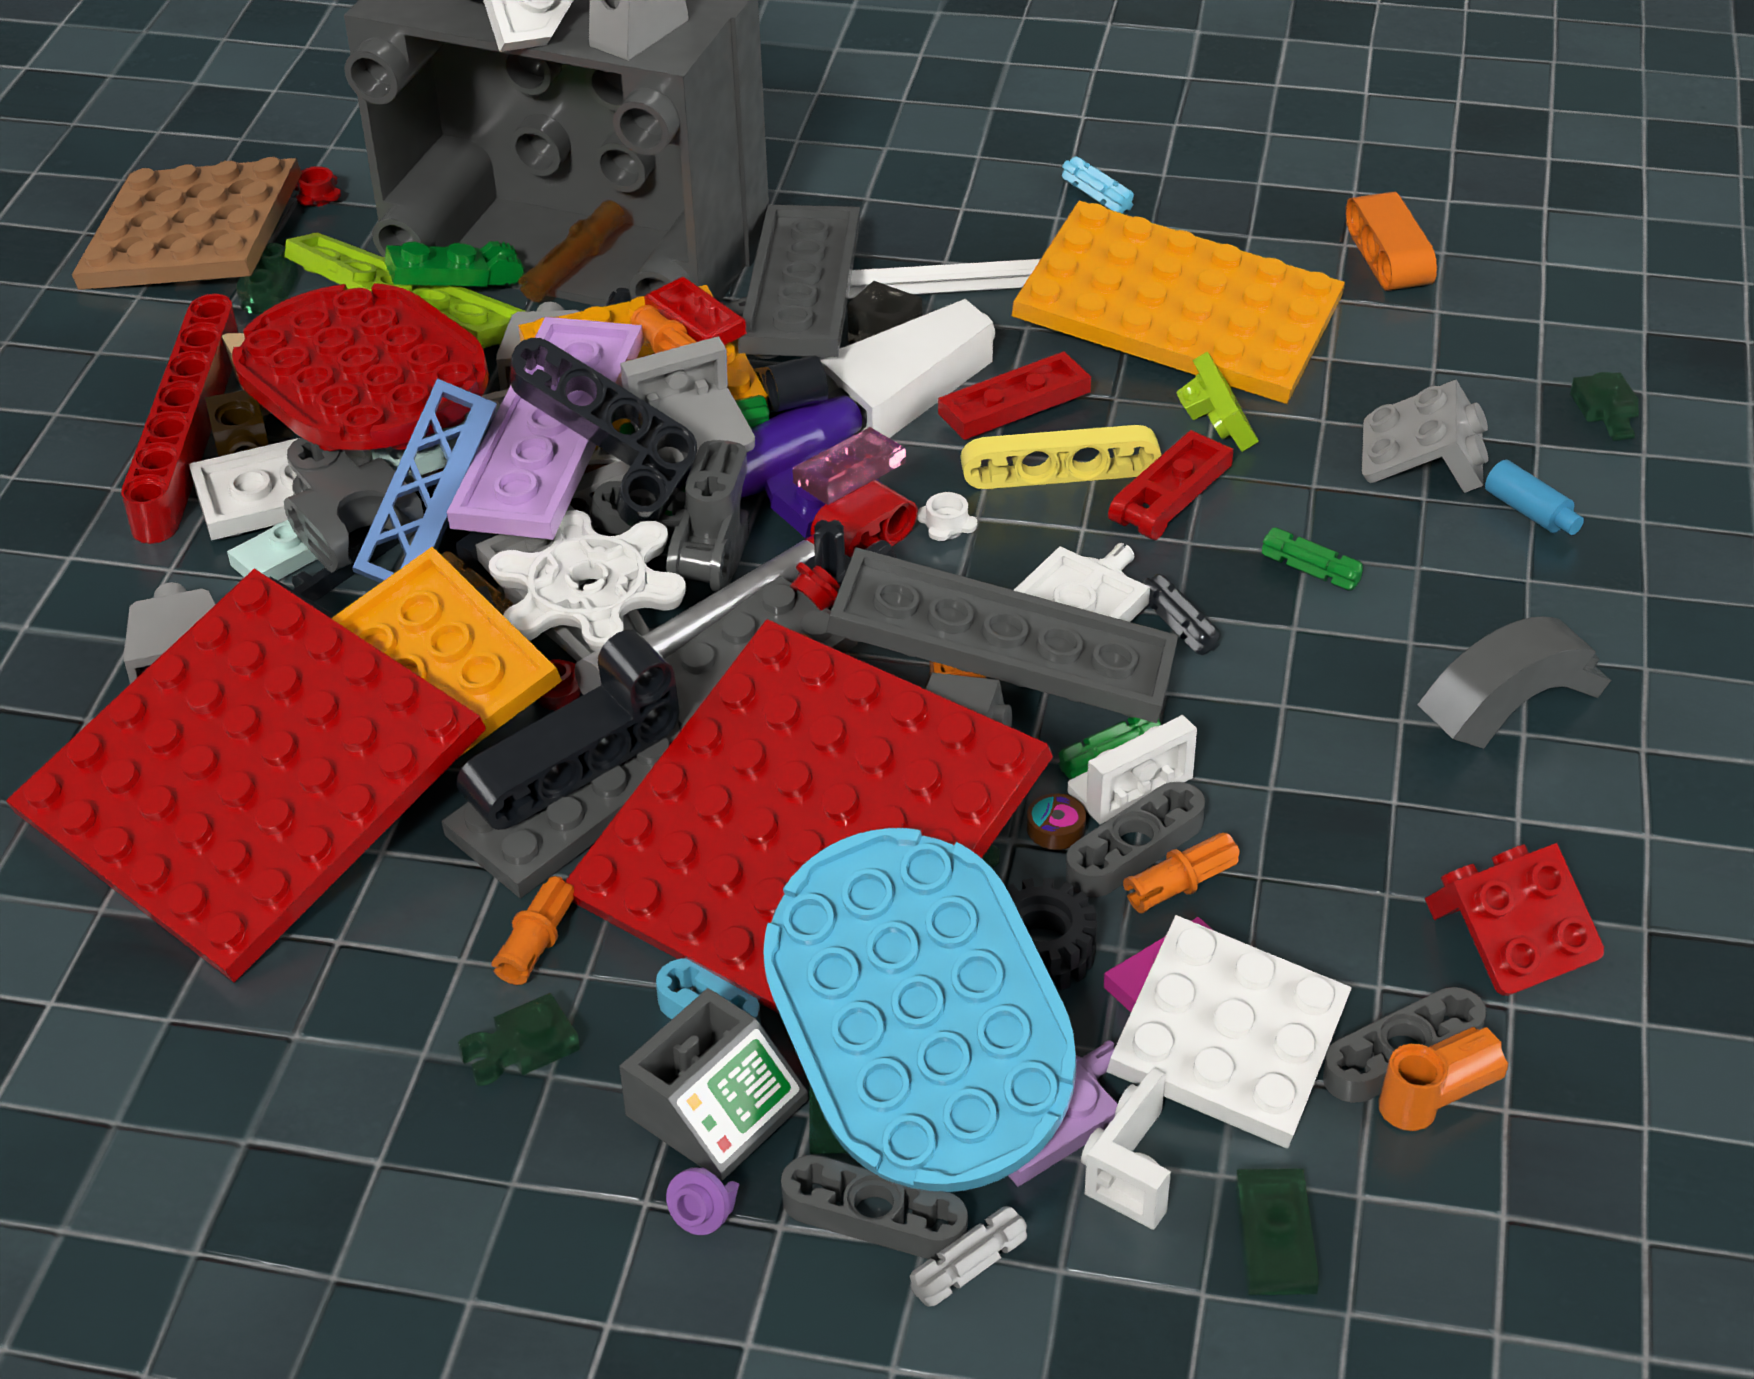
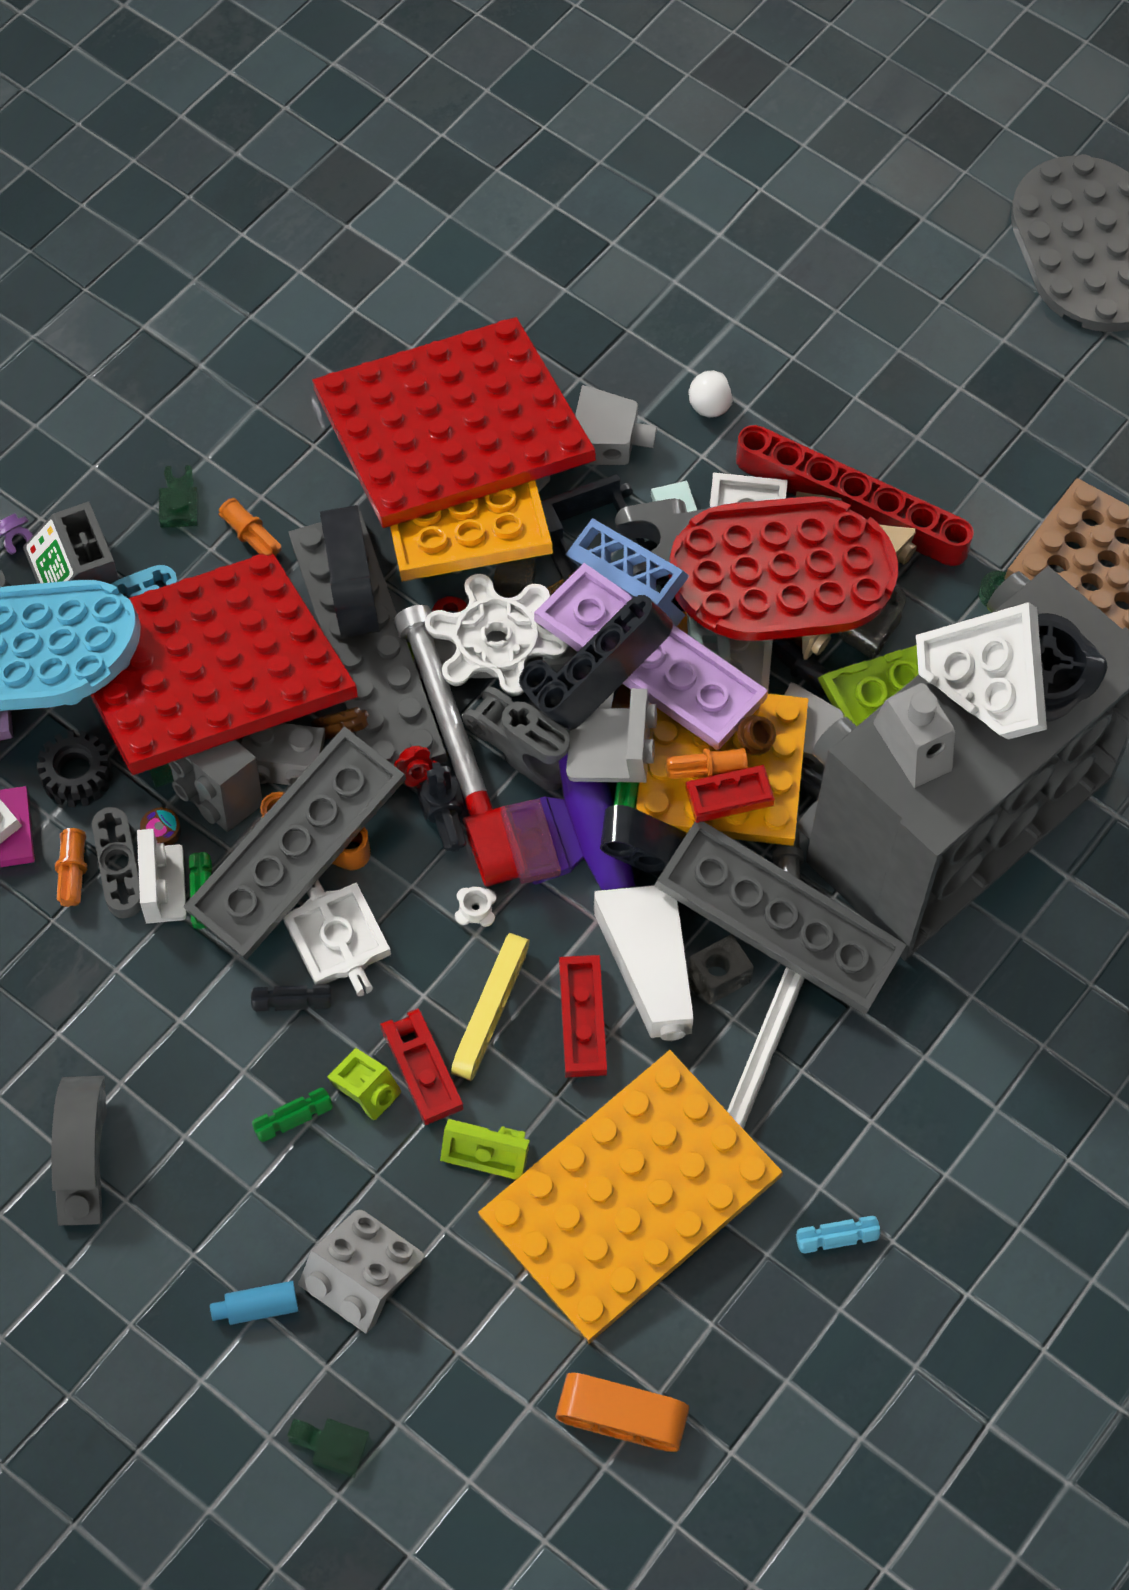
camera: 115 degrees right, 20 degrees up
(73, 568) = (710, 394): none -> white piece
(607, 311) = (756, 734): none -> reddish brown plate
(1228, 512) = (365, 1082): none -> lime bracket

